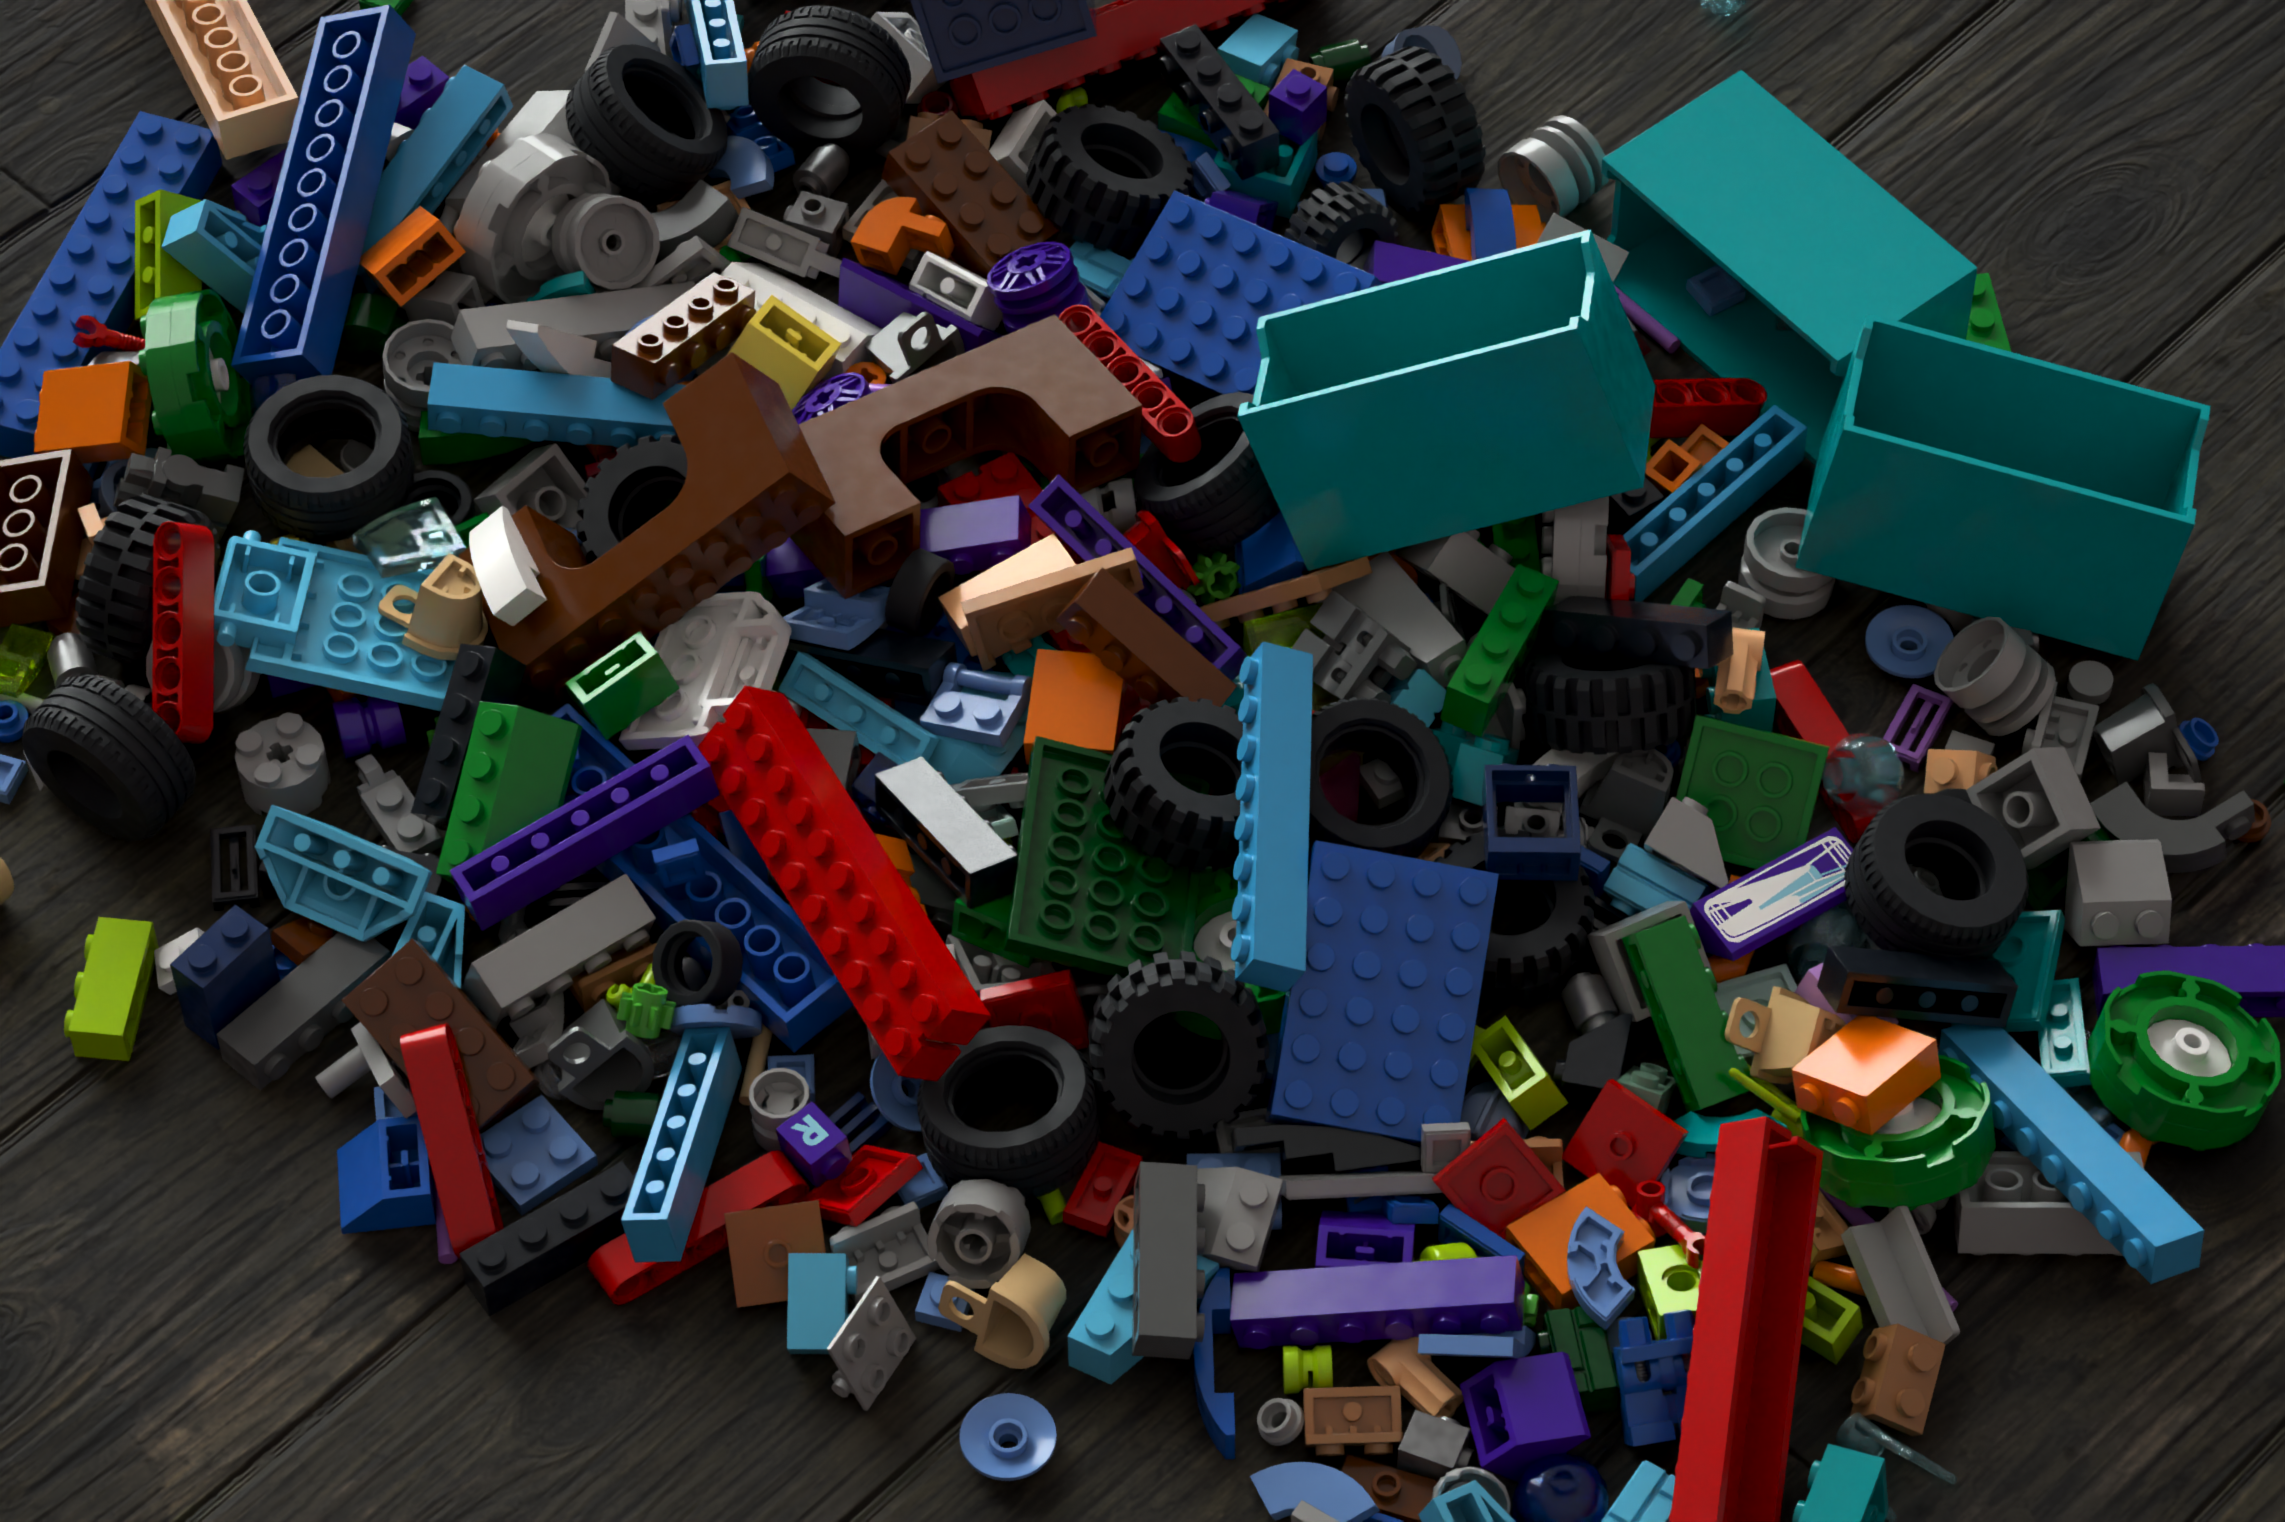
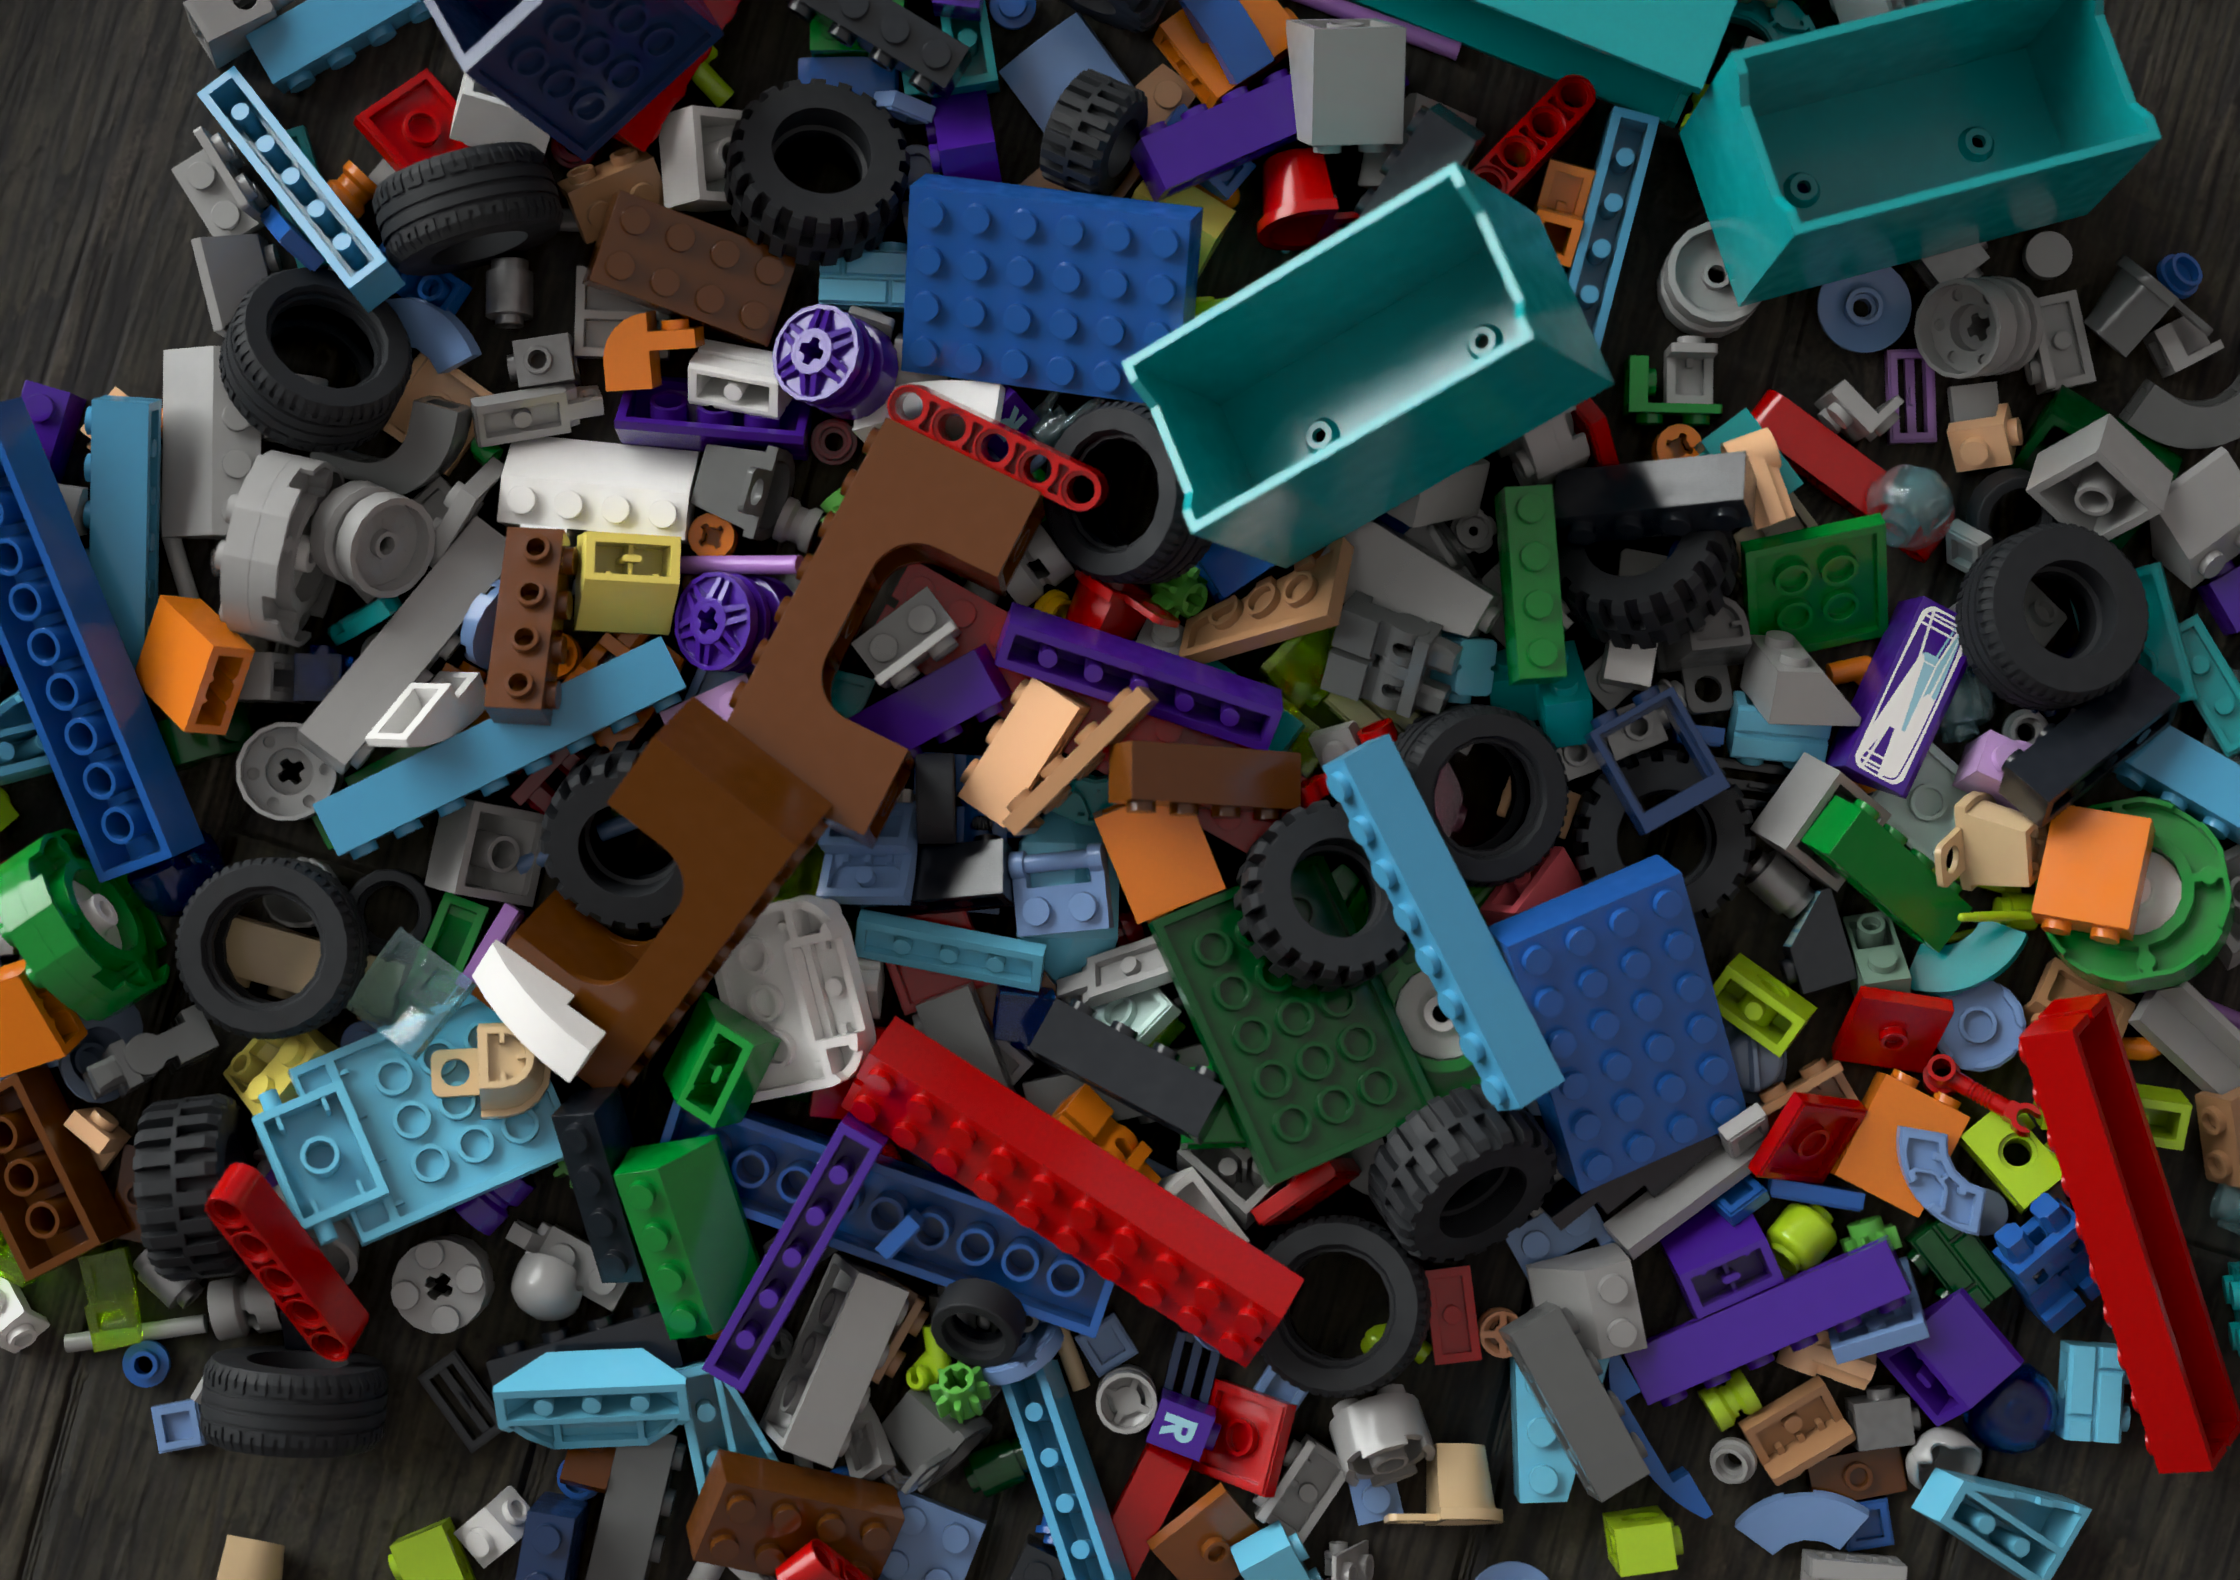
camera: 25 degrees left, 35 degrees up
(361, 805) = (546, 1287): none -> light grey hair
(970, 477) = (907, 639): none -> light grey bracket
(1156, 1423) = (1641, 1541): none -> lime brick
(1860, 702) = (1851, 414): none -> light grey bracket

